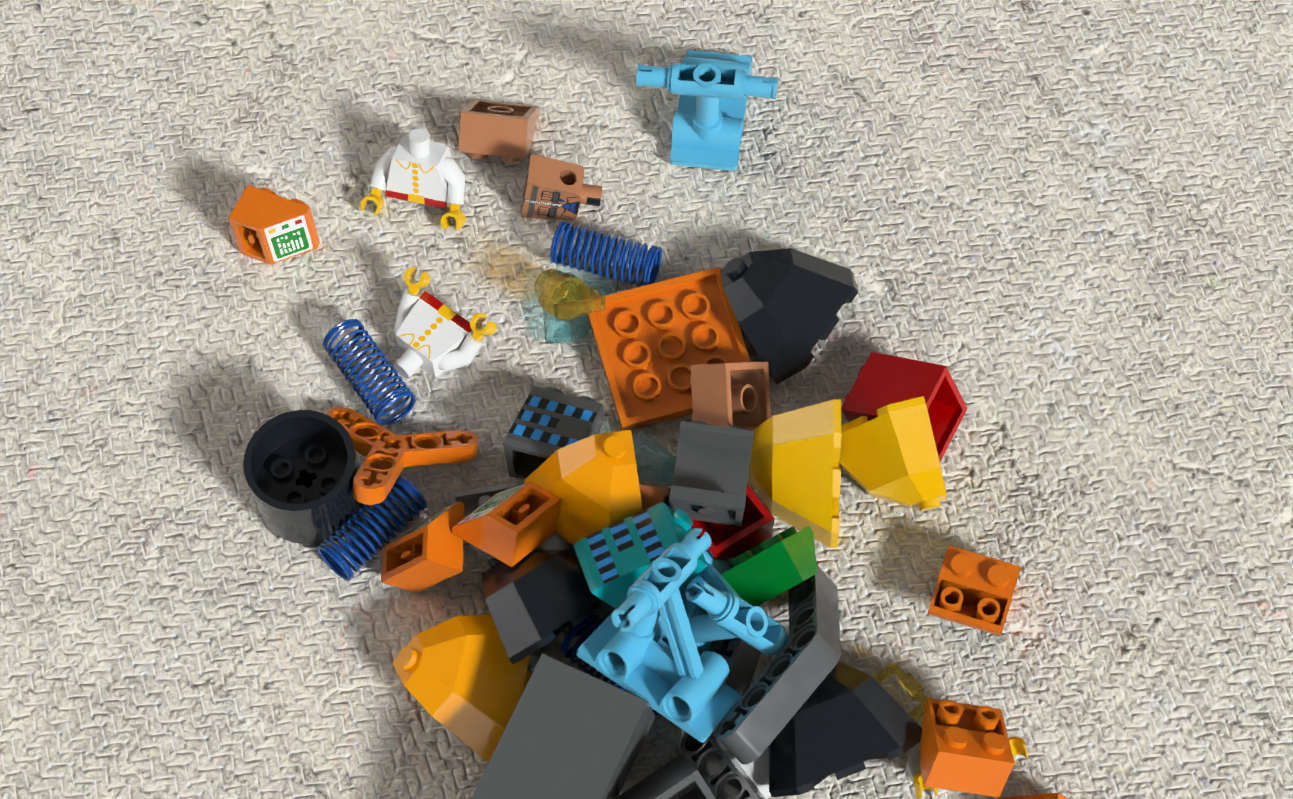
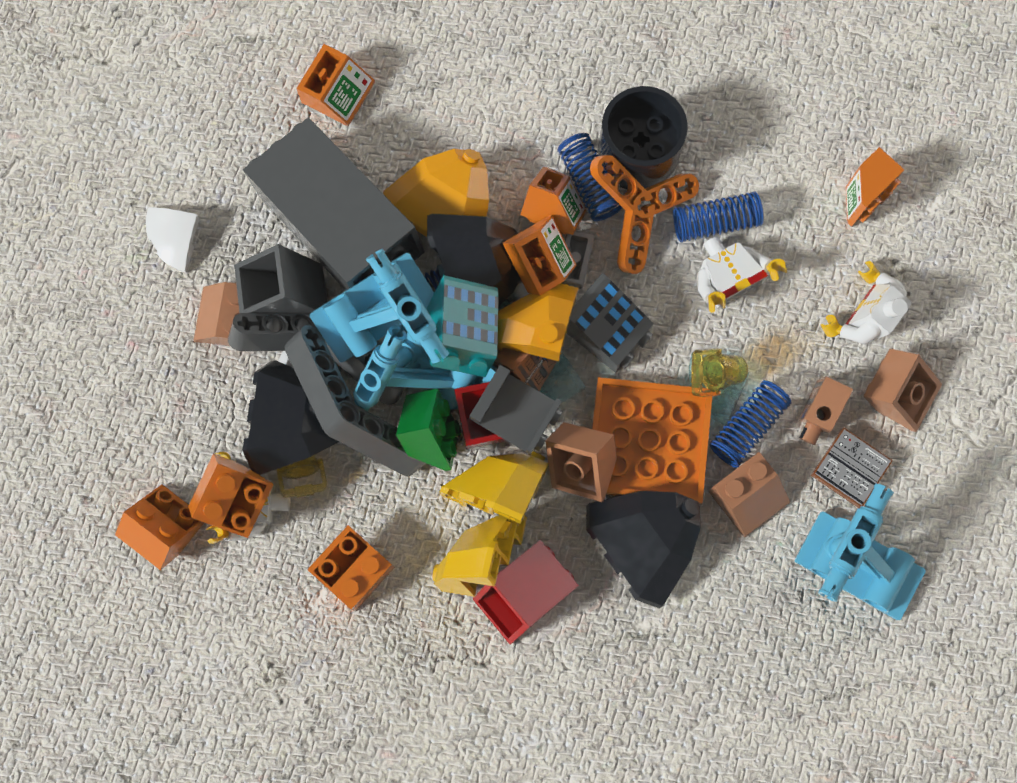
camera: 110 degrees right, 15 degrees up
(610, 147) = (851, 468): none -> light grey tile
(684, 233) = (750, 494): none -> nougat slope

